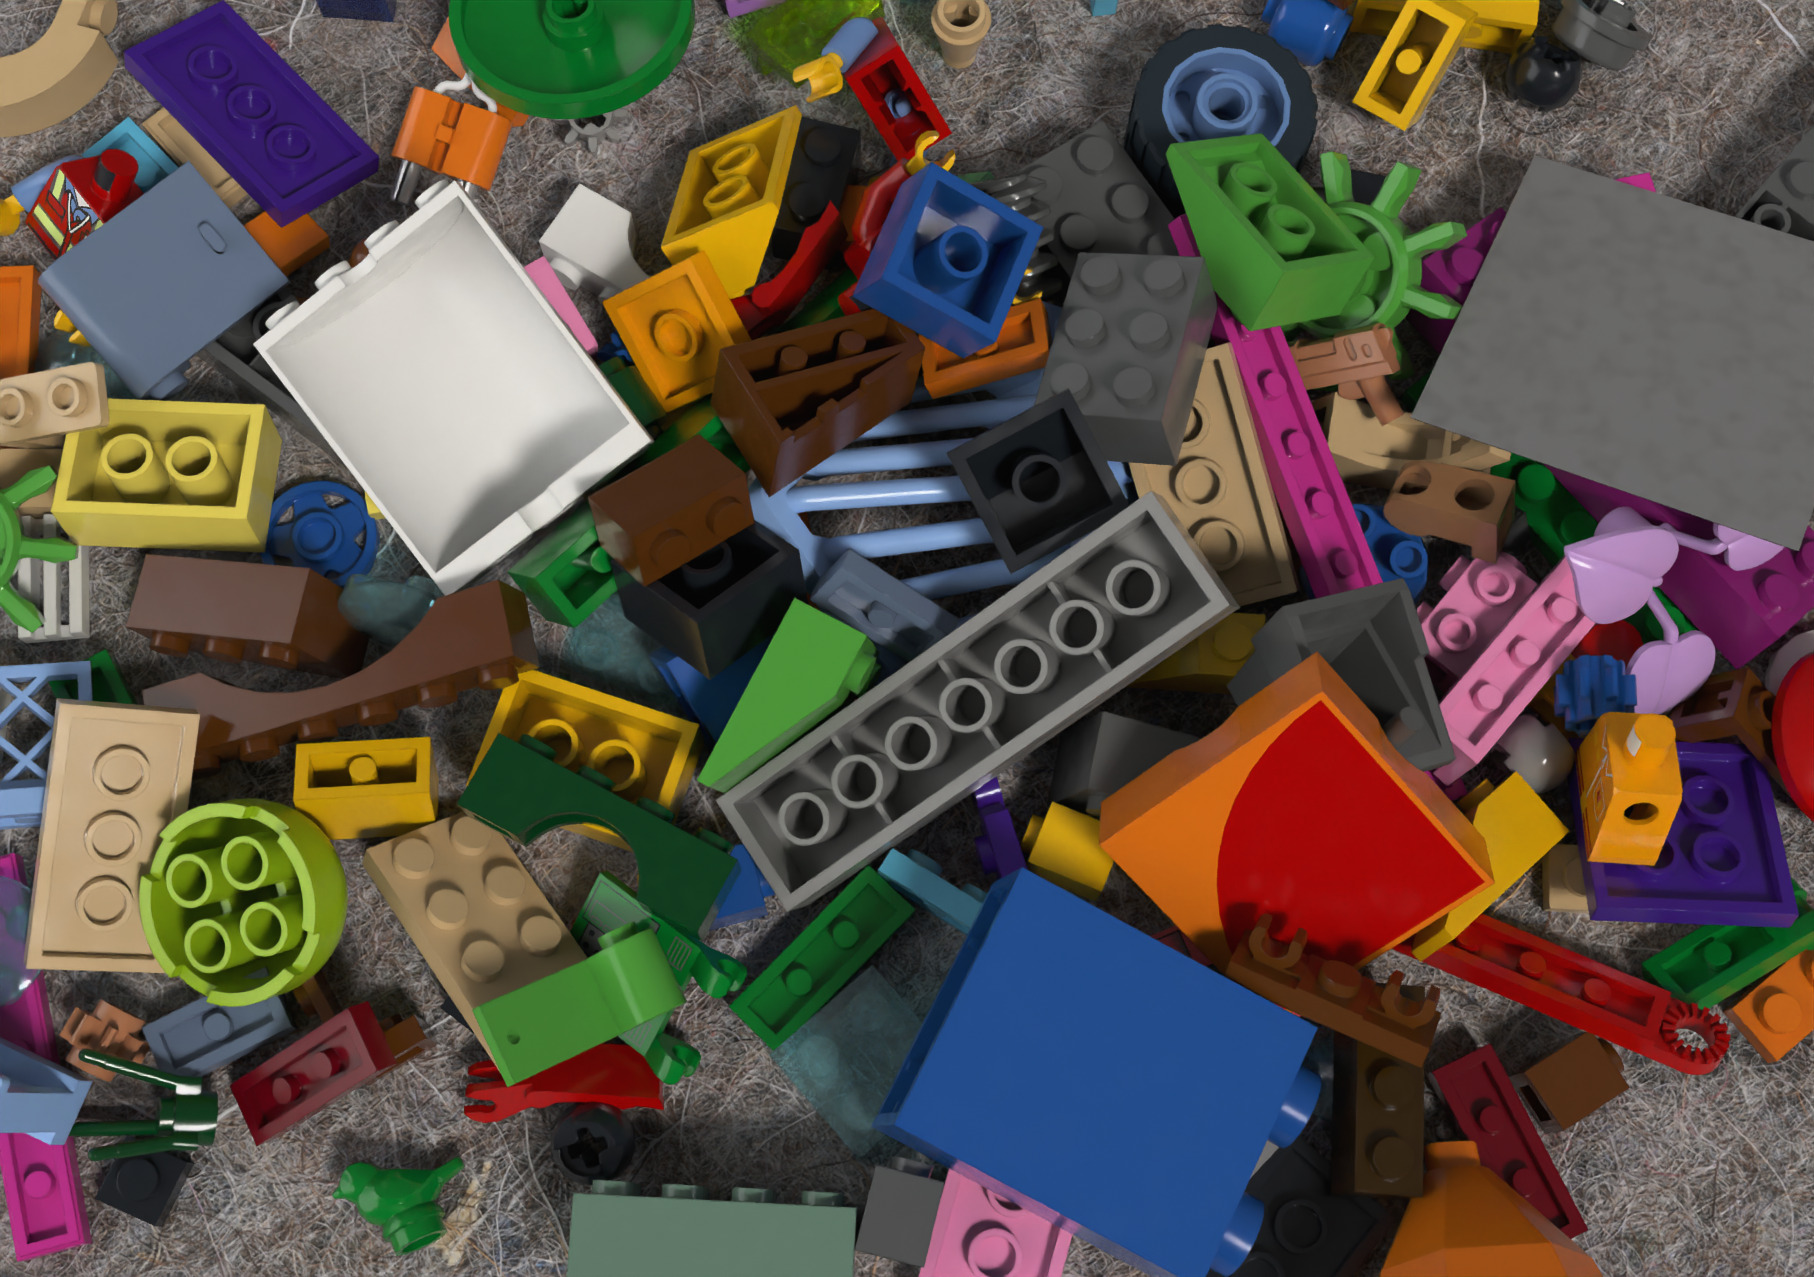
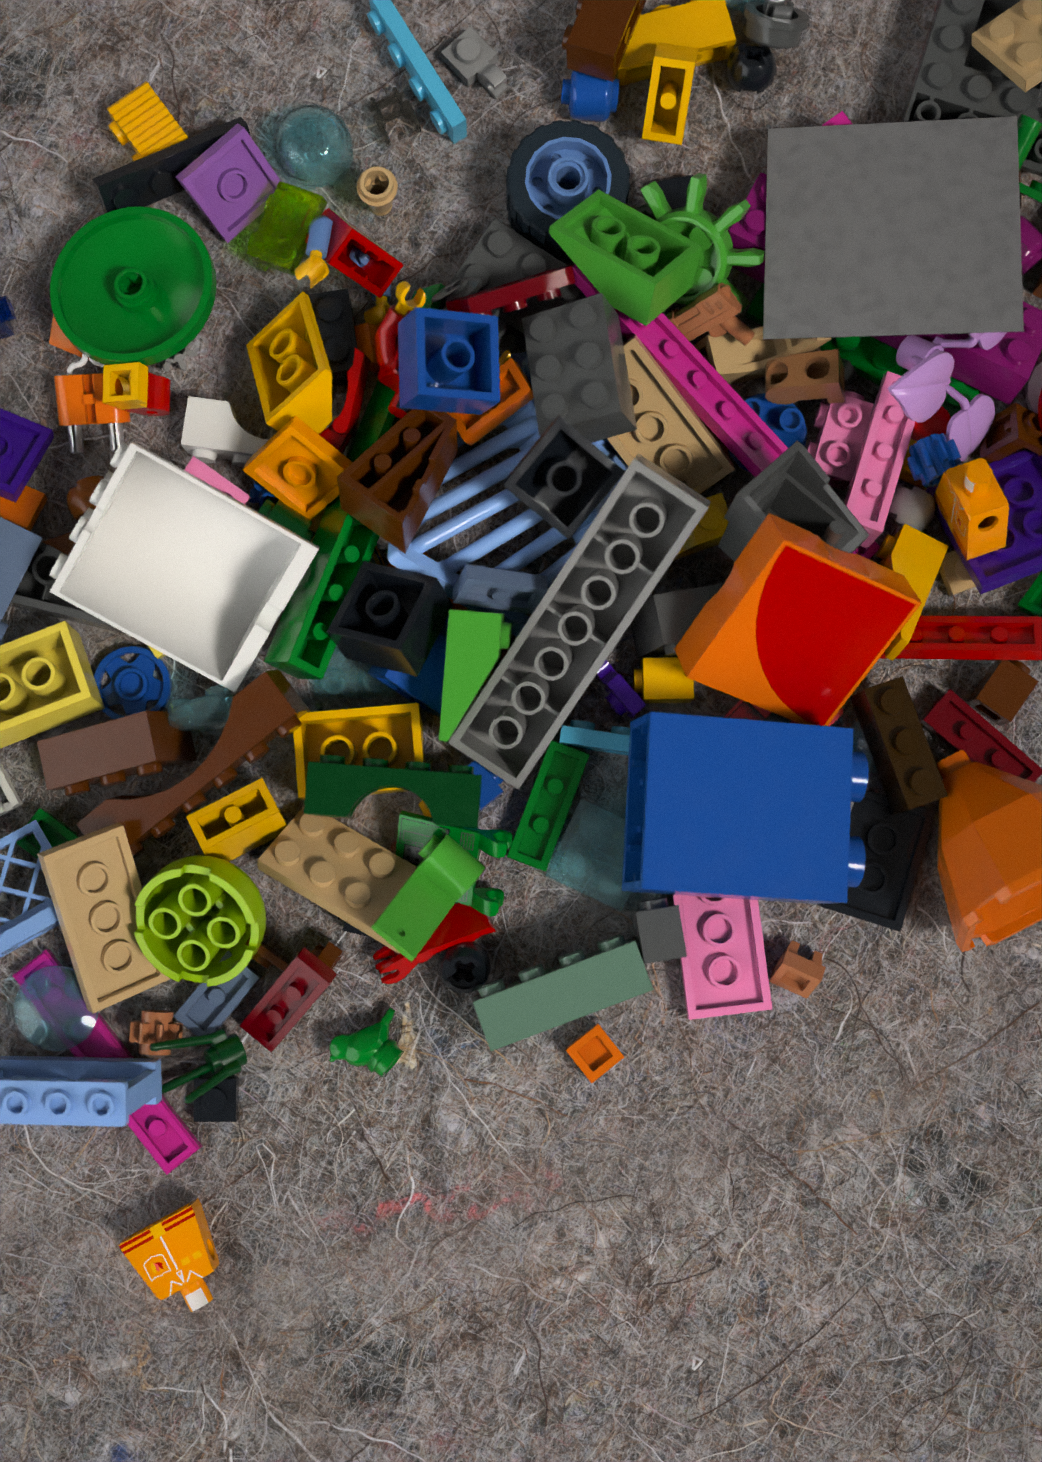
camera: 25 degrees left, 10 degrees up
(522, 154) = (142, 390): none -> yellow leg
(671, 510) = (350, 586): reddish brown brick -> none
(1081, 217) = (513, 294): none -> dark red plate
(1335, 994) = (854, 704): reddish brown plate -> none

